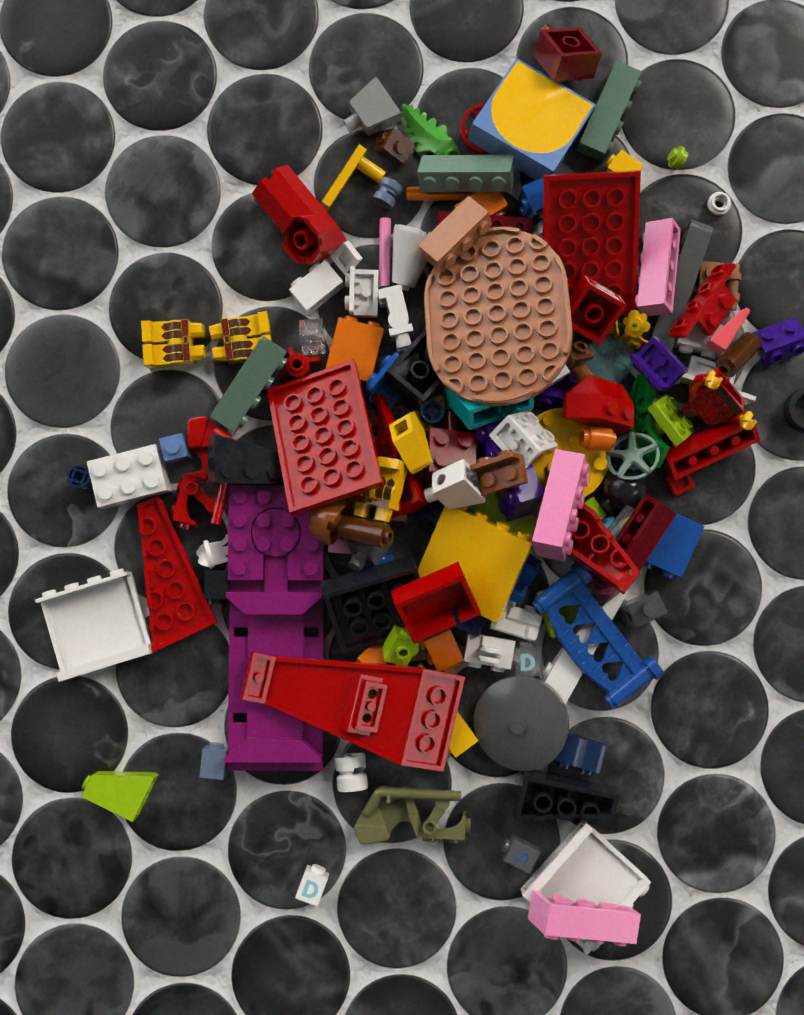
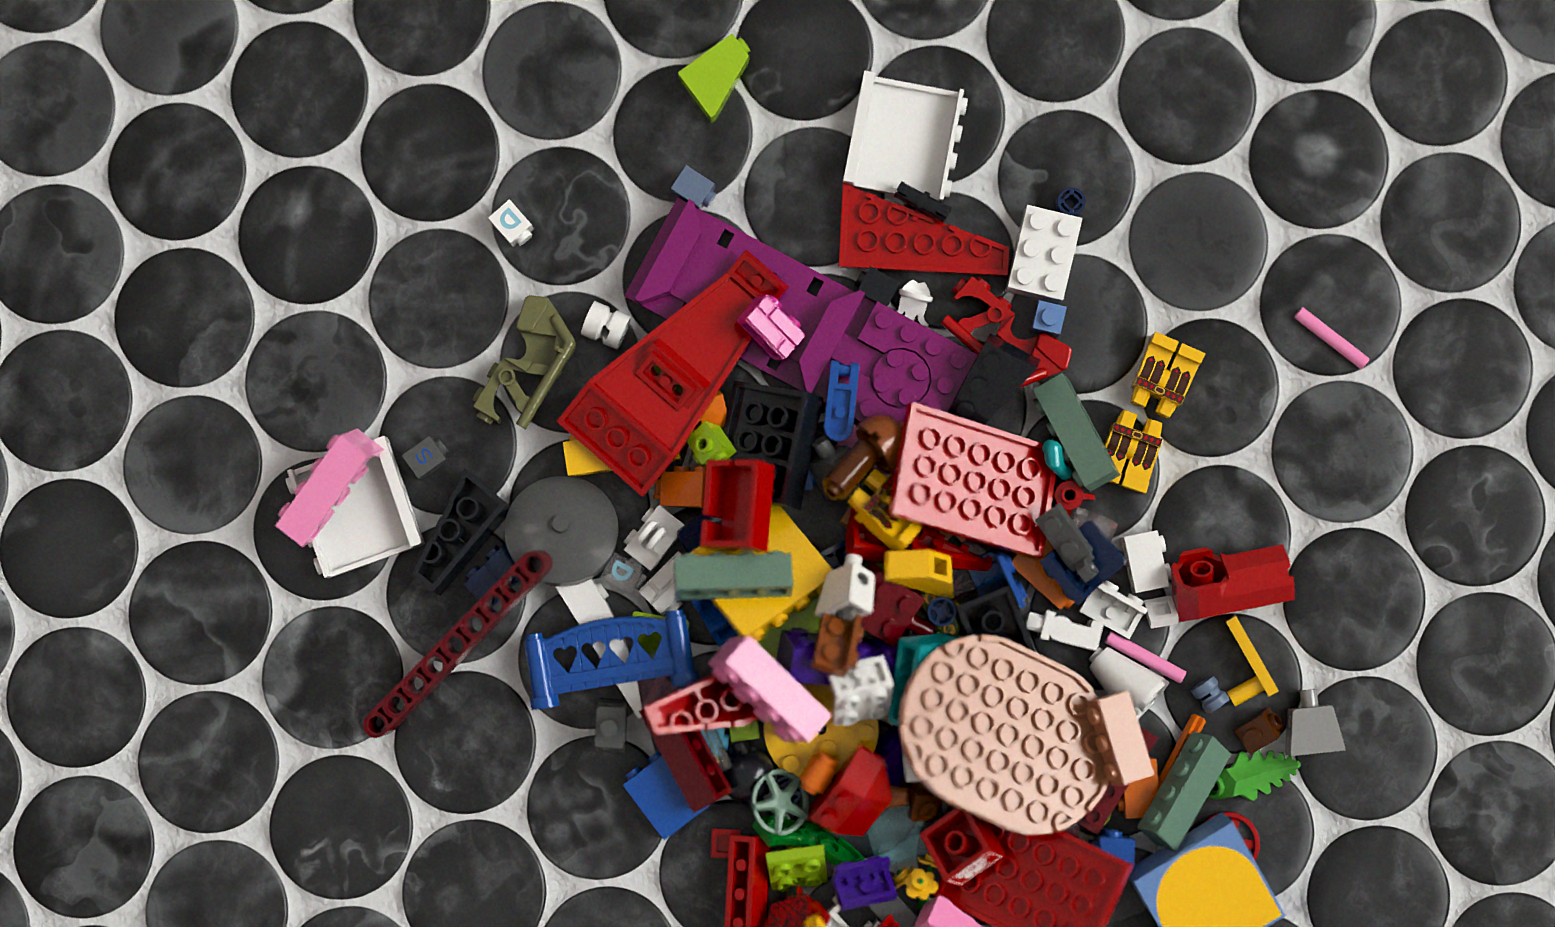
camera: 115 degrees right, 0 degrees up
(83, 239) = (1331, 338): none -> bright pink piece
(136, 585) = (922, 202): none -> black pin
(276, 388) = (1055, 460): none -> teal arm
(288, 648) = (771, 326): none -> brick
(316, 567) = (841, 401): none -> blue plate
(331, 346) = (1068, 541): none -> dark grey hinge
(341, 328) = (1106, 559): none -> dark blue bracket
(490, 577) = (733, 576): none -> sand green brick
(656, 761) = (445, 650): none -> dark red beam

